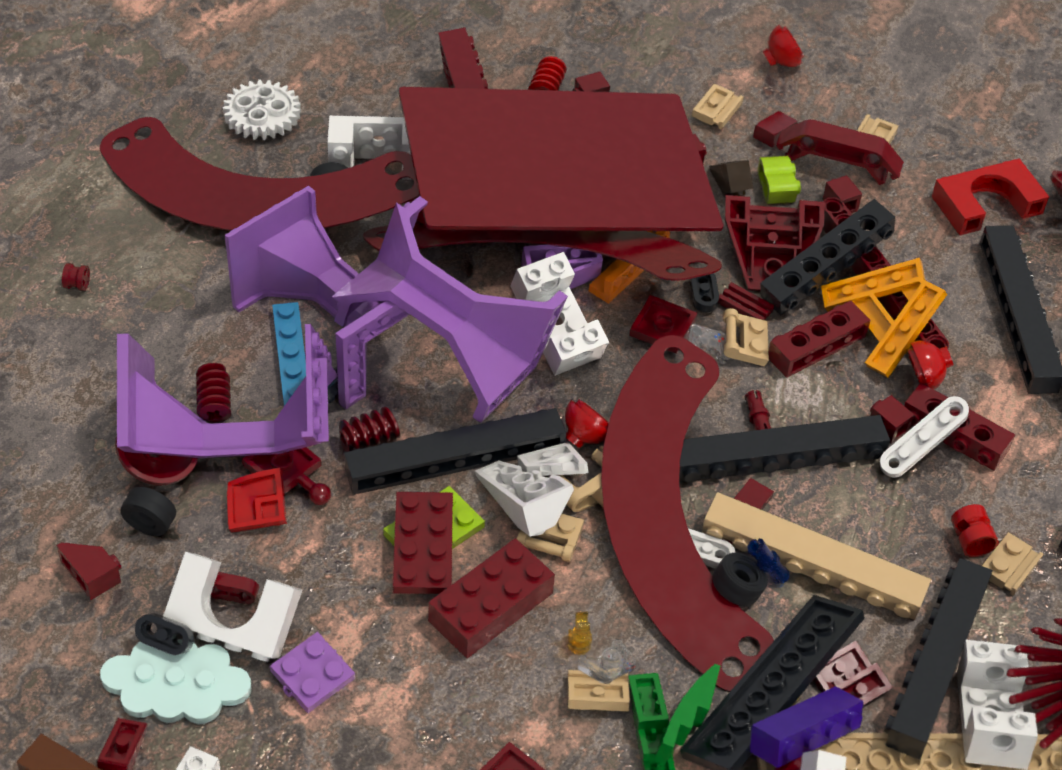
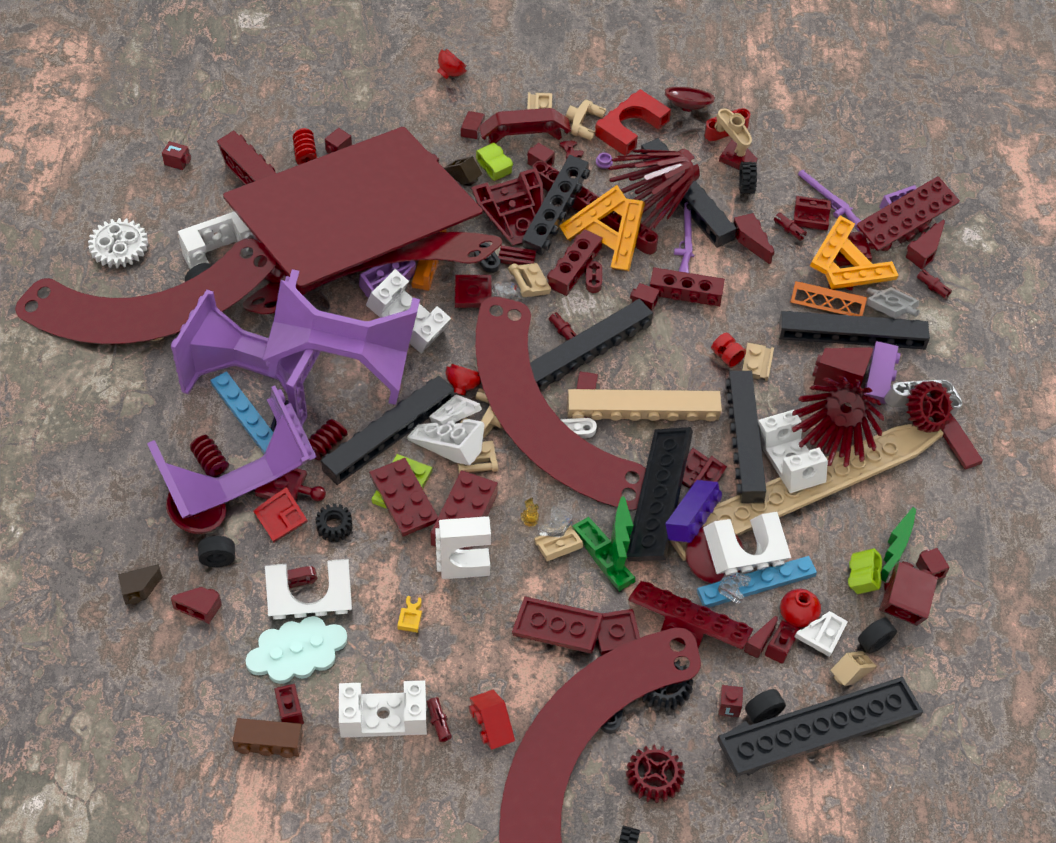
camera: 25 degrees left, 5 degrees up
(35, 512) = (139, 583): none -> dark brown slope
(75, 276) = (63, 414): dark red wheel -> none
(166, 634) = (276, 624): black plate -> none
(312, 672) = (379, 607): medium lavender plate -> none
(318, 525) = (334, 532): none -> black tyre
(344, 703) = (411, 616): none -> yellow plate
(388, 38) = (176, 155): none -> dark red brick
(448, 614) = (458, 534): none -> white arch
(717, 106) = (427, 123): tan plate -> none
(739, 579) = (607, 438): black tyre -> none
(768, 561) = (619, 419): clear blue pin -> none
(831, 365) = (593, 277): none -> dark red beam
(887, 197) = (568, 146): none -> dark red piece
(919, 164) = (577, 116): none -> tan connector
(924, 436) = (672, 302): white plate -> none
(926, 229) = (604, 160): none -> medium lavender plate
(929, 362) = (652, 252): red piece -> none
(983, 384) = (687, 252): none -> medium lavender piece
(1009, 272) = (672, 173): none -> dark red plant

